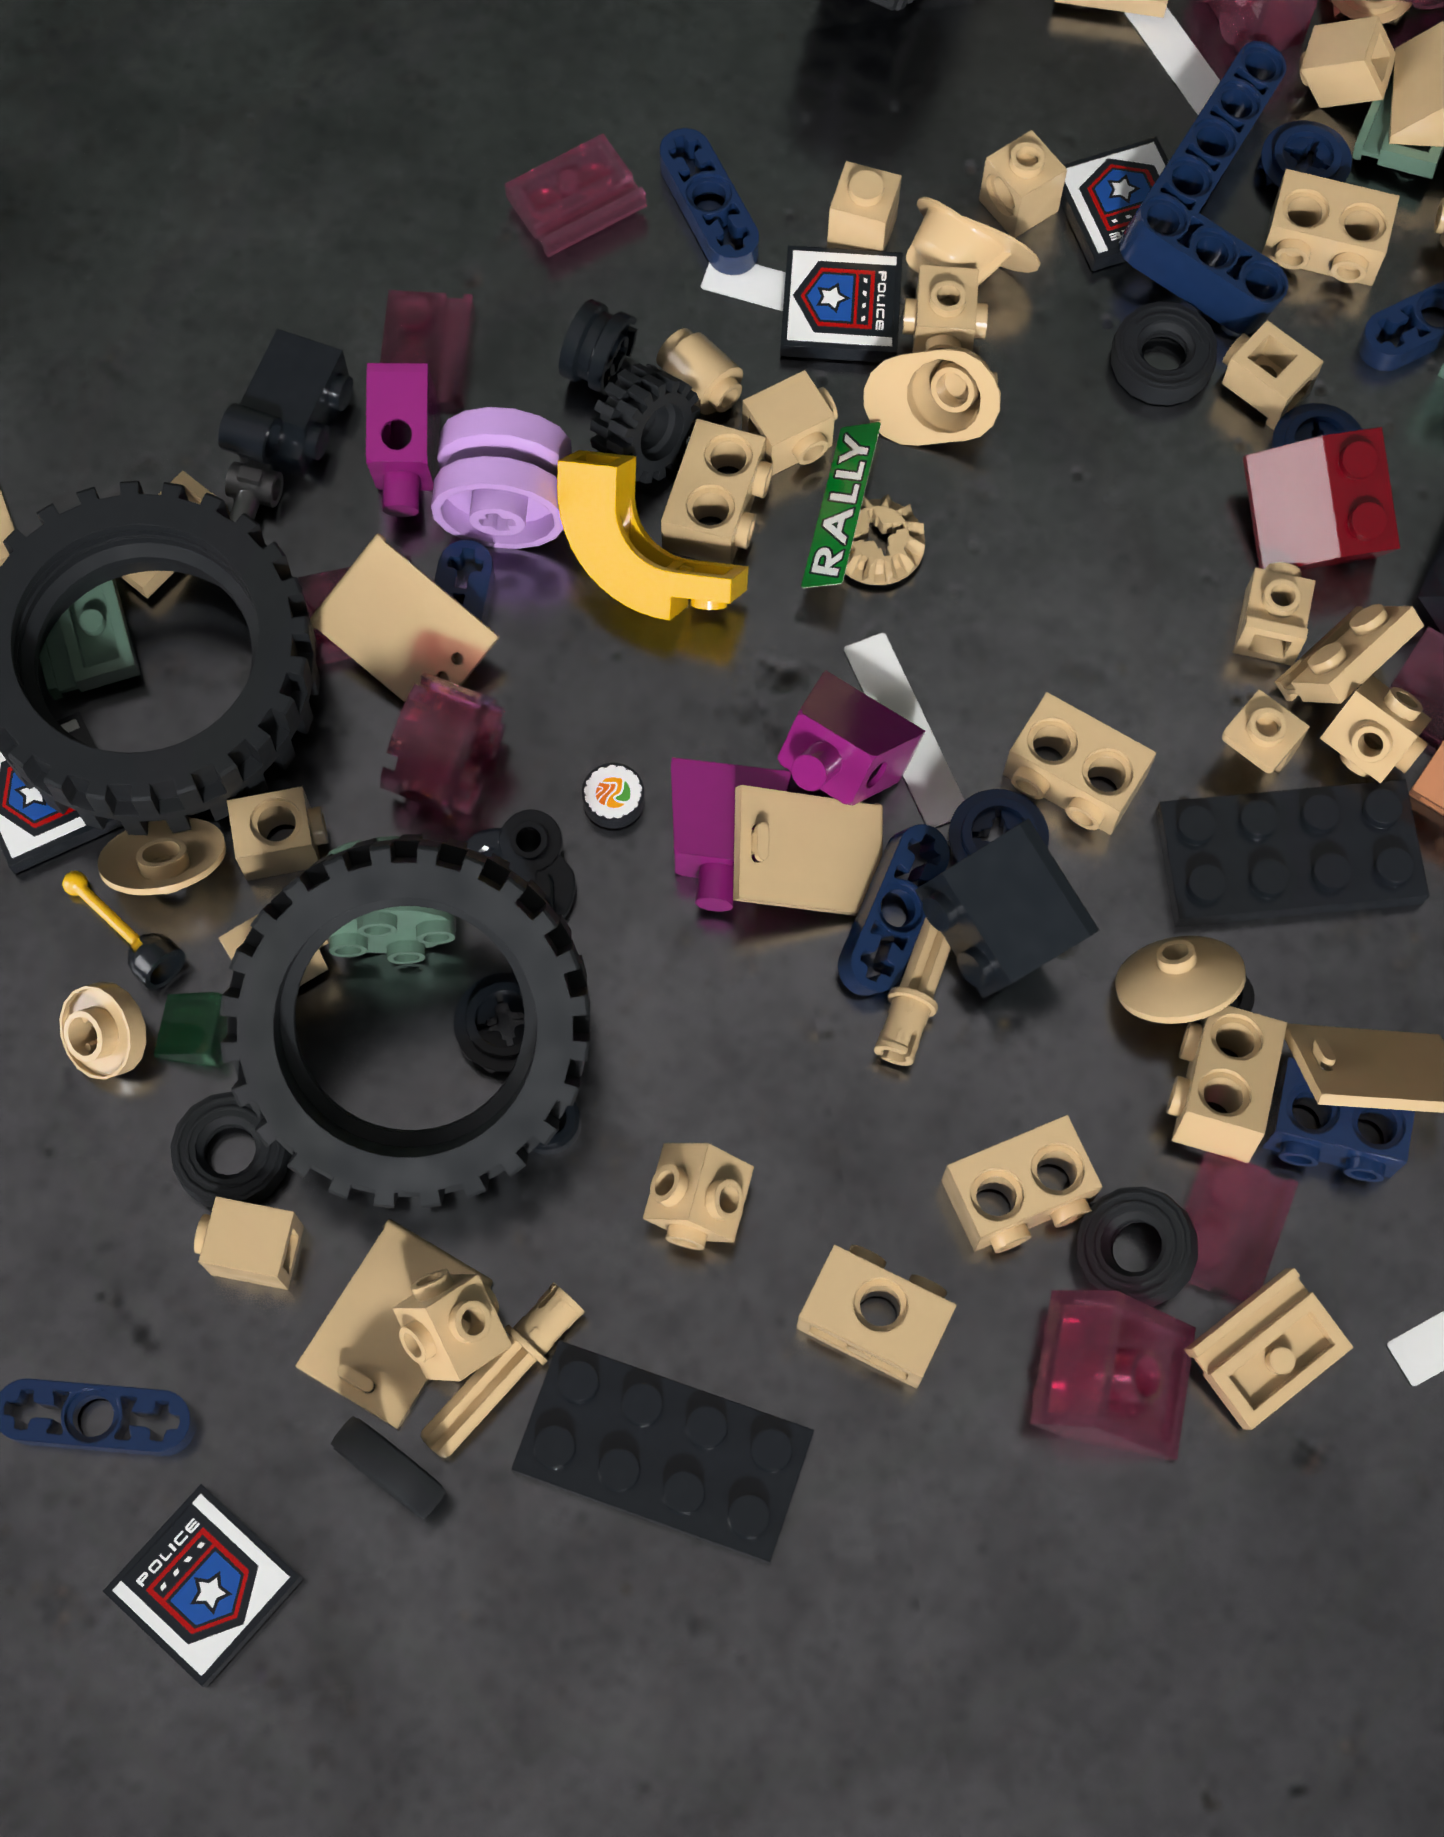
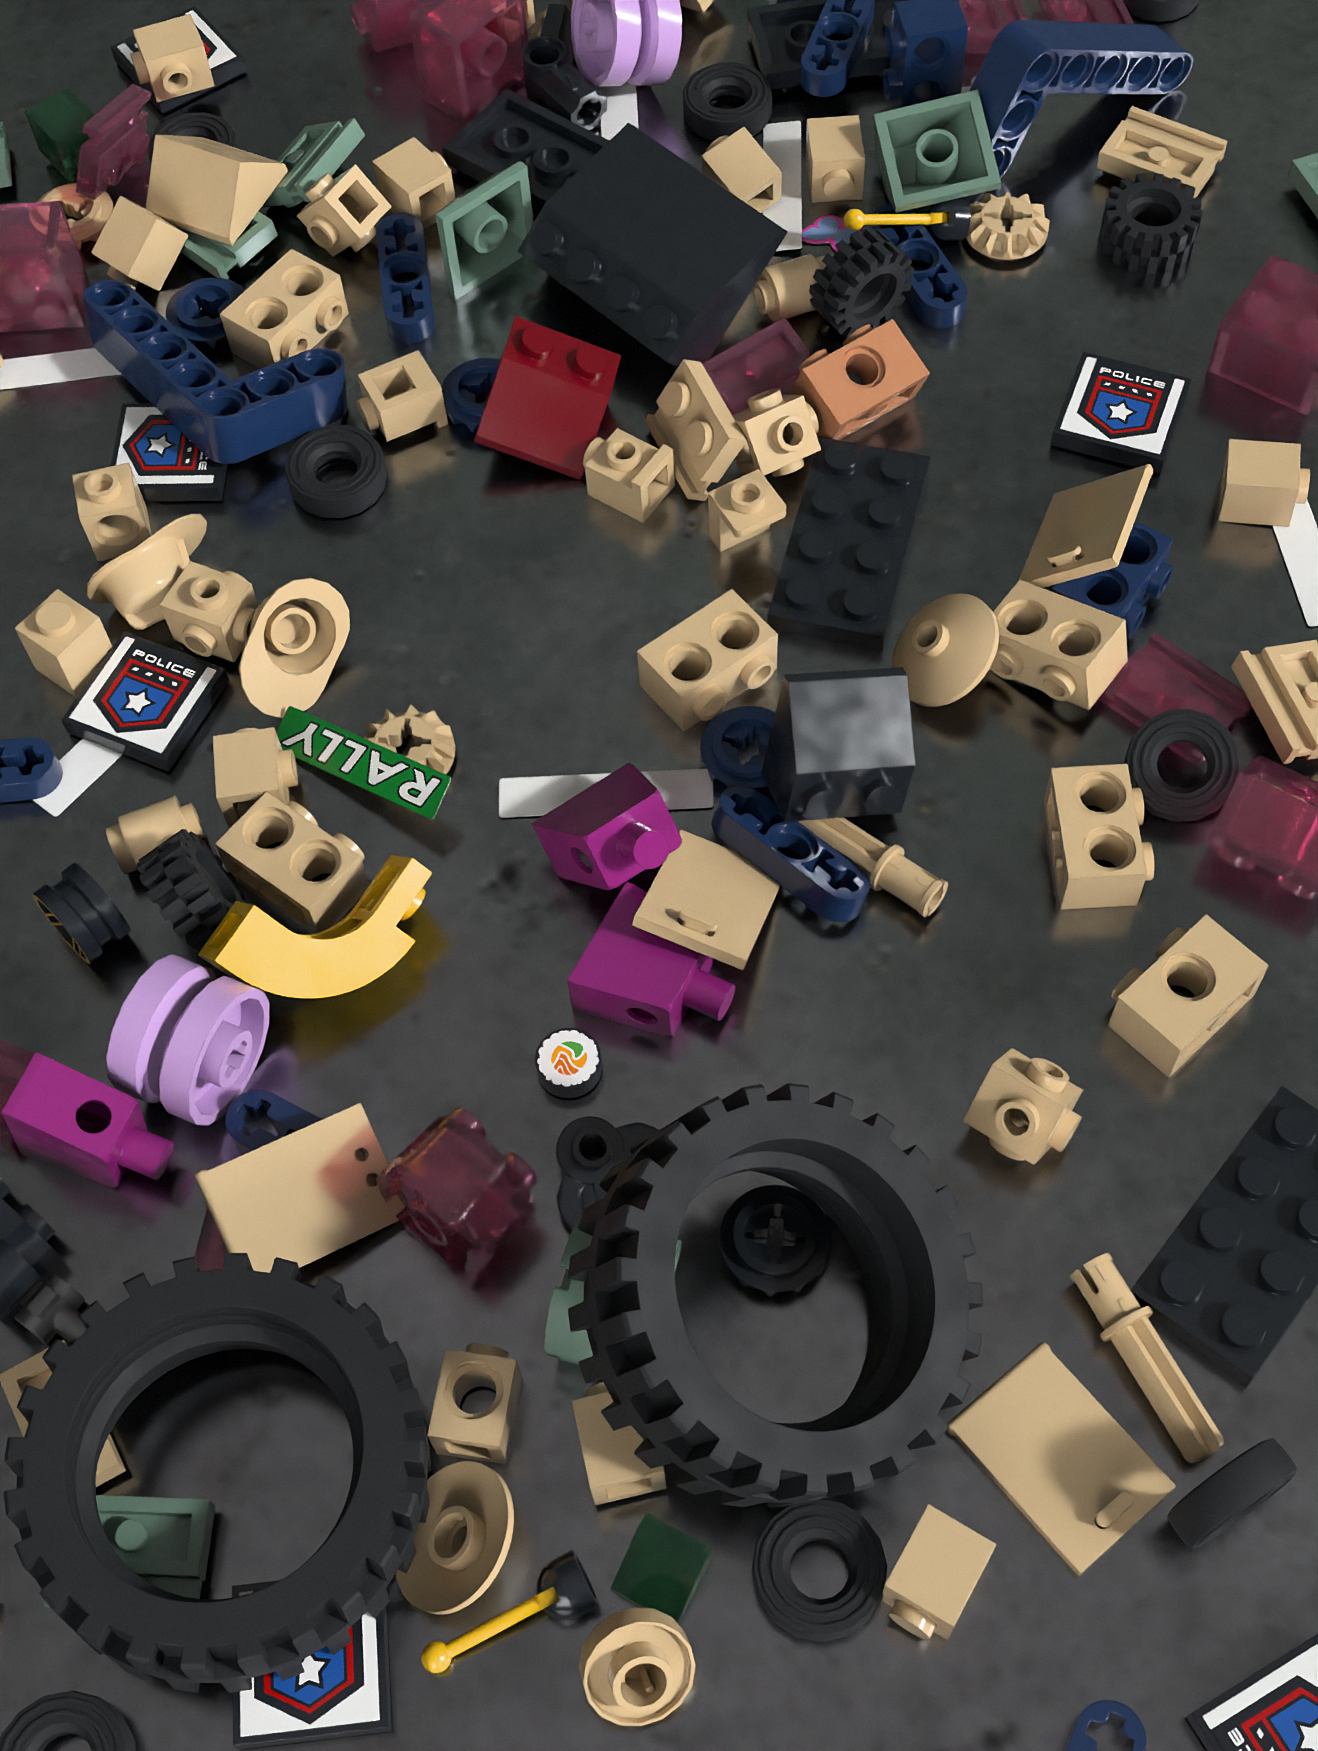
camera: 65 degrees left, 10 degrees down
(451, 1325) = (1099, 1380): tan brick -> none

